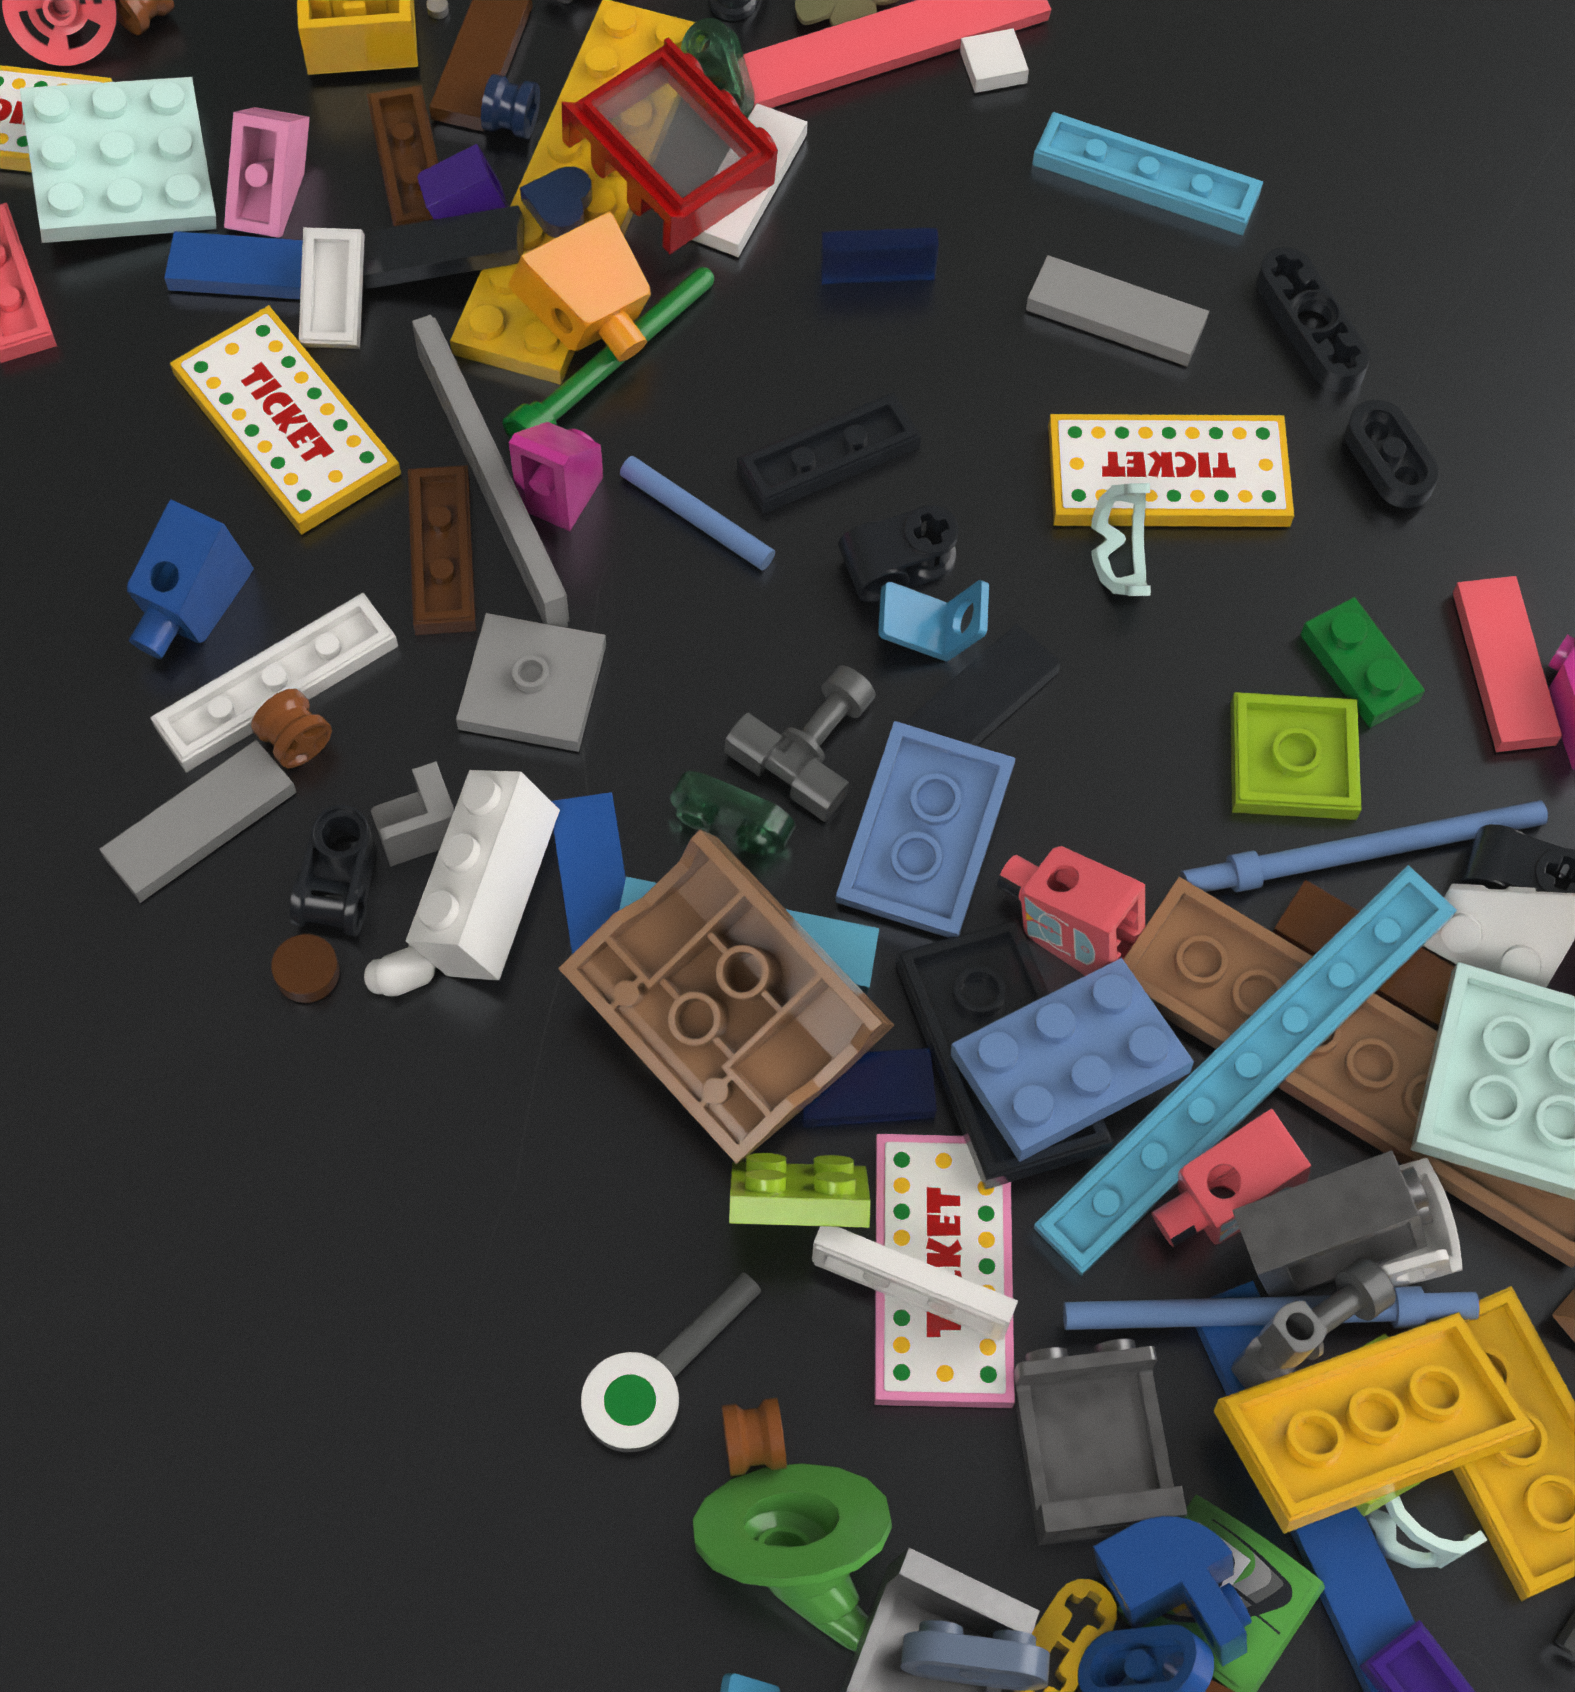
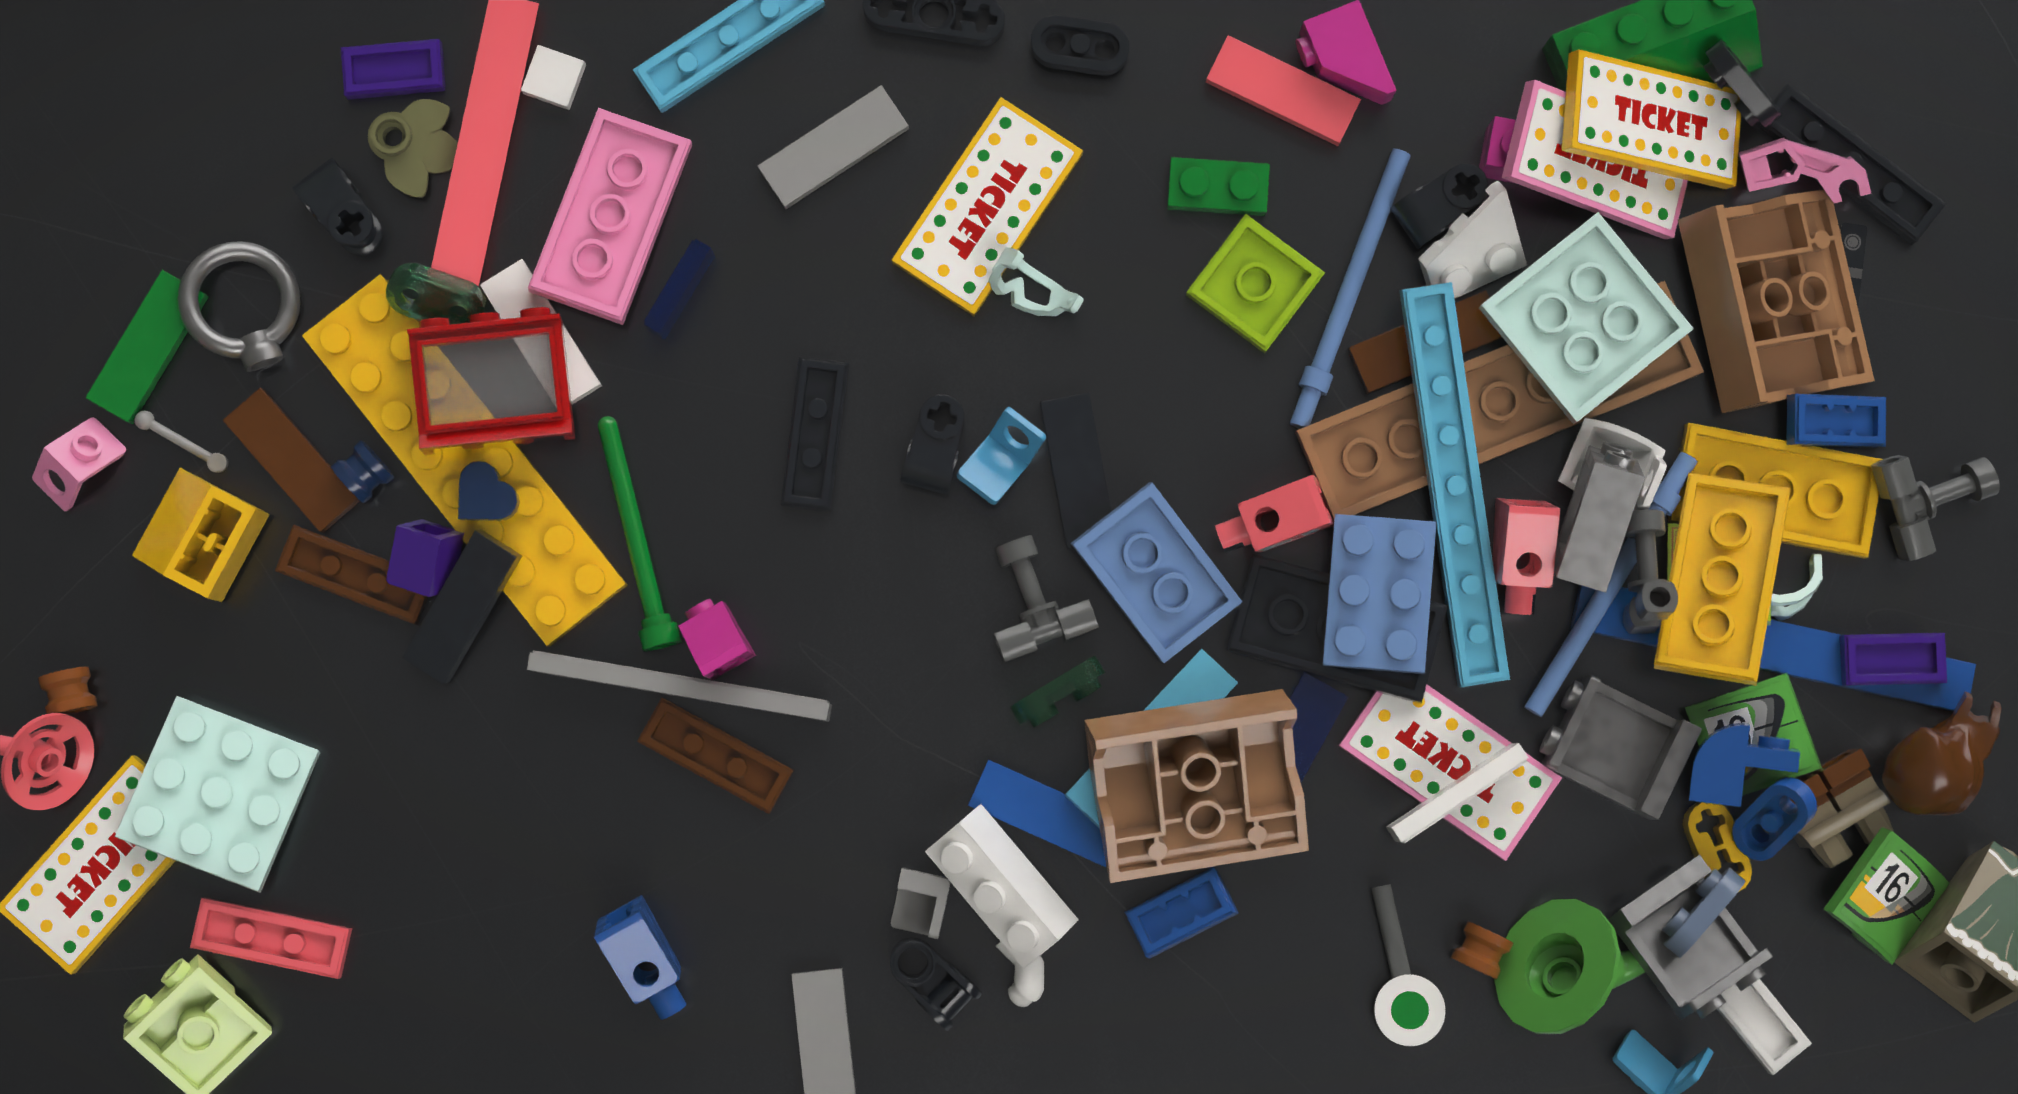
camera: 55 degrees left, 20 degrees up
(234, 265) = (381, 745): blue tile -> none
(264, 169) = (301, 689): bright pink slope -> none
(285, 419) = (531, 801): tile -> none
(291, 728) = (800, 946): dark orange wheel -> none
(305, 660) = (748, 933): white tile -> none
(305, 968) = (982, 1038): reddish brown tile -> none
(331, 288) = (446, 705): white tile -> none
(531, 682) = (864, 759): light grey plate -> none
(577, 1082) = (1181, 912): none -> blue plate
(586, 287) = (583, 525): light orange torso -> none
(697, 513) = (803, 559): medium blue bar -> none
(799, 1194) = (1358, 825): lime plate -> none
(902, 168) = (610, 216): none -> bright pink tile

